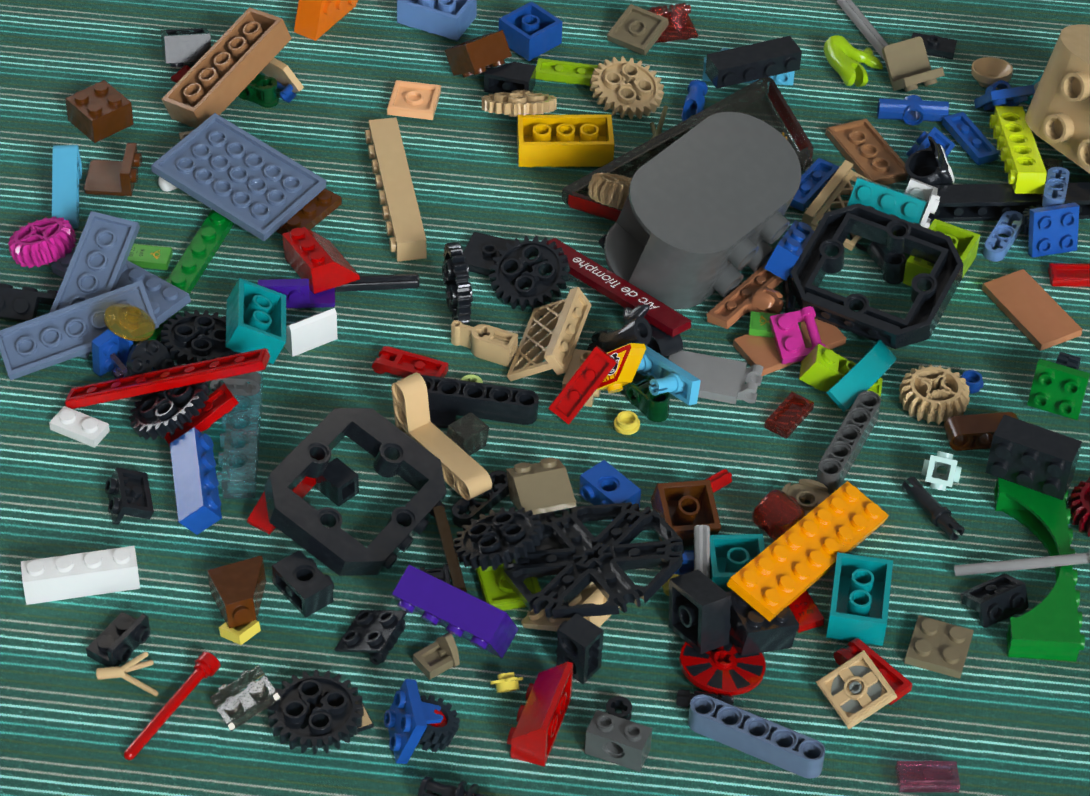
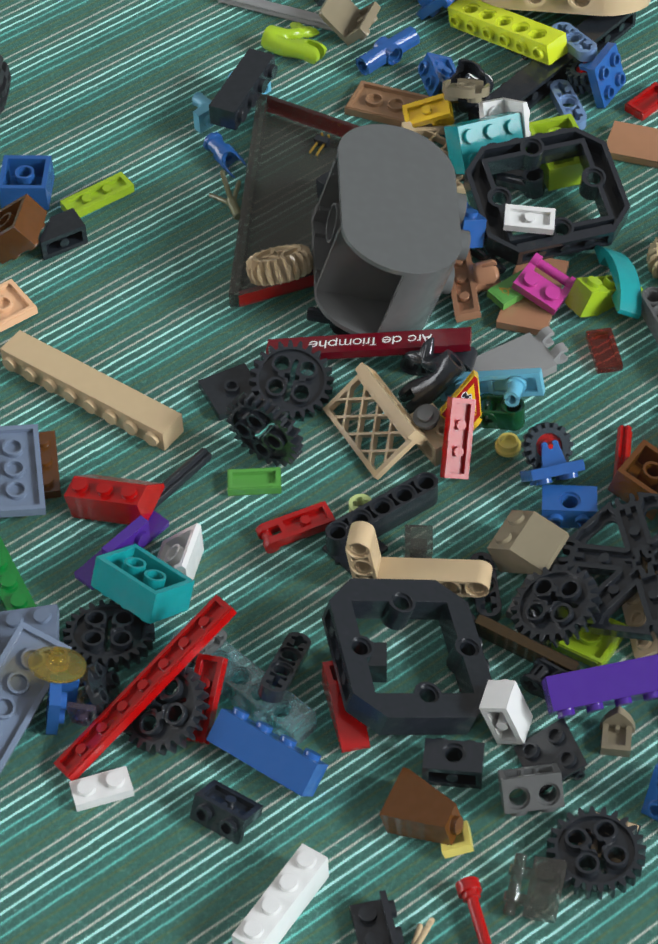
camera: 40 degrees left, 5 degrees up
(245, 440) = (285, 667): none -> black beam
(326, 631) = (531, 780): none -> dark grey brick
(371, 575) = (506, 712): none -> white brick
(425, 320) = (254, 481): none -> bright green tile
(486, 342) = (328, 462): tan piece -> none
(519, 103) = (101, 248): tan gear -> none
(565, 140) = (174, 254): yellow brick -> none
(577, 355) = (426, 417): none -> dark grey plate
(626, 87) = (160, 177): tan gear -> none
(632, 439) = (548, 452): none -> plate
(637, 29) = (106, 123): dark tan plate -> none
(680, 24) = (121, 102): clear red hinge -> none
(832, 278) = (529, 219): none -> white plate
(881, 167) = (431, 110): none -> yellow plate
(910, 163) = (465, 88): none -> dark tan plate
(970, 138) = (453, 45): blue plate -> none

